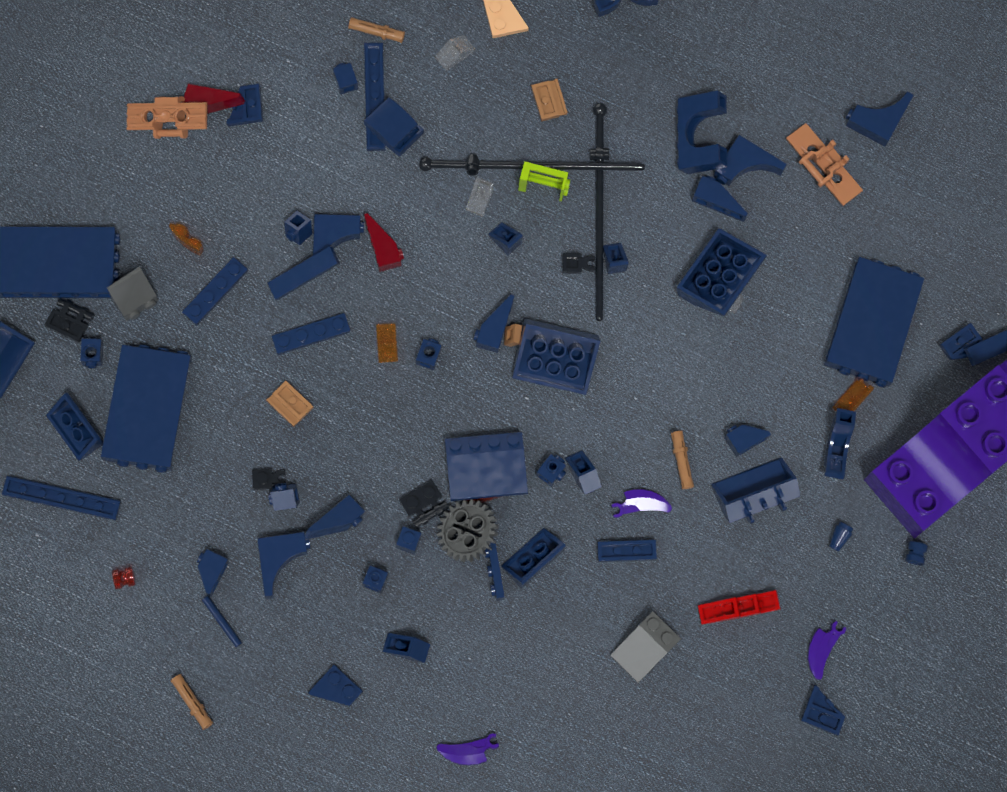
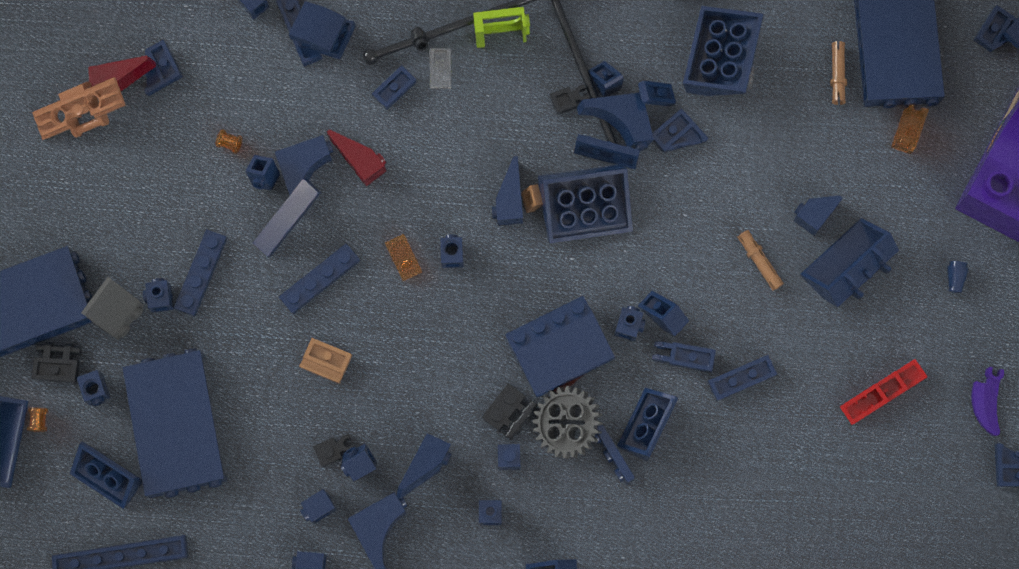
camera: 10 degrees left, 0 degrees up
(36, 361) = (37, 419): none -> clear orange bush
(173, 297) = (158, 295): none -> dark blue brick
(182, 235) = (143, 227): clear orange slope -> none
(236, 520) = (317, 507): none -> dark blue brick
(280, 190) = (229, 141): none -> clear orange bush
(435, 198) = (394, 87): none -> dark blue plate
(506, 238) = (484, 100): dark blue slope -> none
(588, 515) = (686, 356): none -> dark blue hinge
(591, 320) = (606, 151): none -> dark blue plate
(619, 294) = (625, 114): none -> dark blue arch
(641, 501) = (735, 319): dark purple piece -> none
(645, 647) = (804, 472): slope -> none
(652, 287) = (656, 93): none -> dark blue plate
(657, 327) = (678, 133): none -> dark blue wing
(809, 336) = (838, 79): none -> medium nougat pin
(838, 443) = (914, 182): dark blue arch -> none

